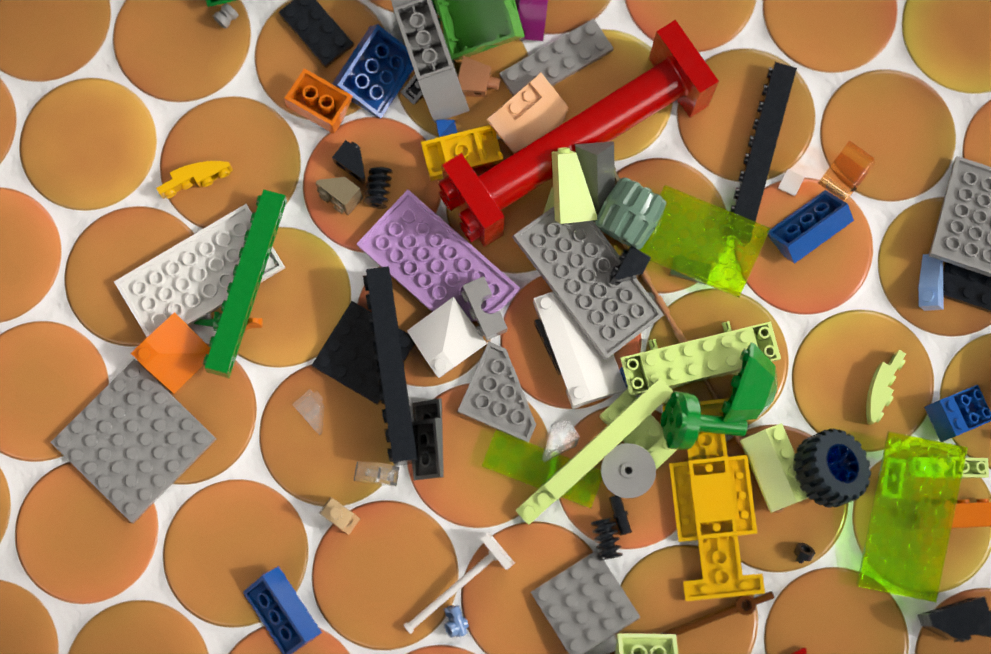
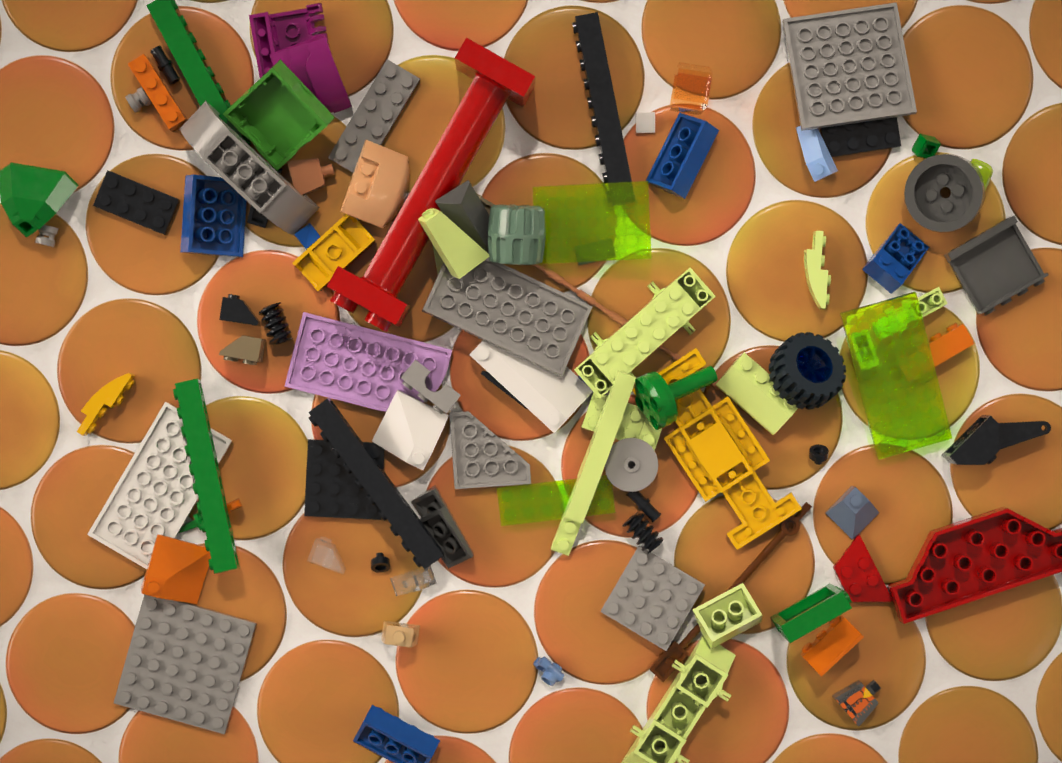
camera: 25 degrees left, 10 degrees up
(318, 101) = (177, 272): orange slope -> none
(355, 443) = (380, 563): none -> black tile
(495, 552) = (553, 595): white tile -> none
(560, 439) = (557, 467): clear slope -> none
(631, 265) = (541, 279): black slope -> none
(752, 387) = (703, 336): green brick -> none
(810, 623) = (852, 512): none -> sand blue slope

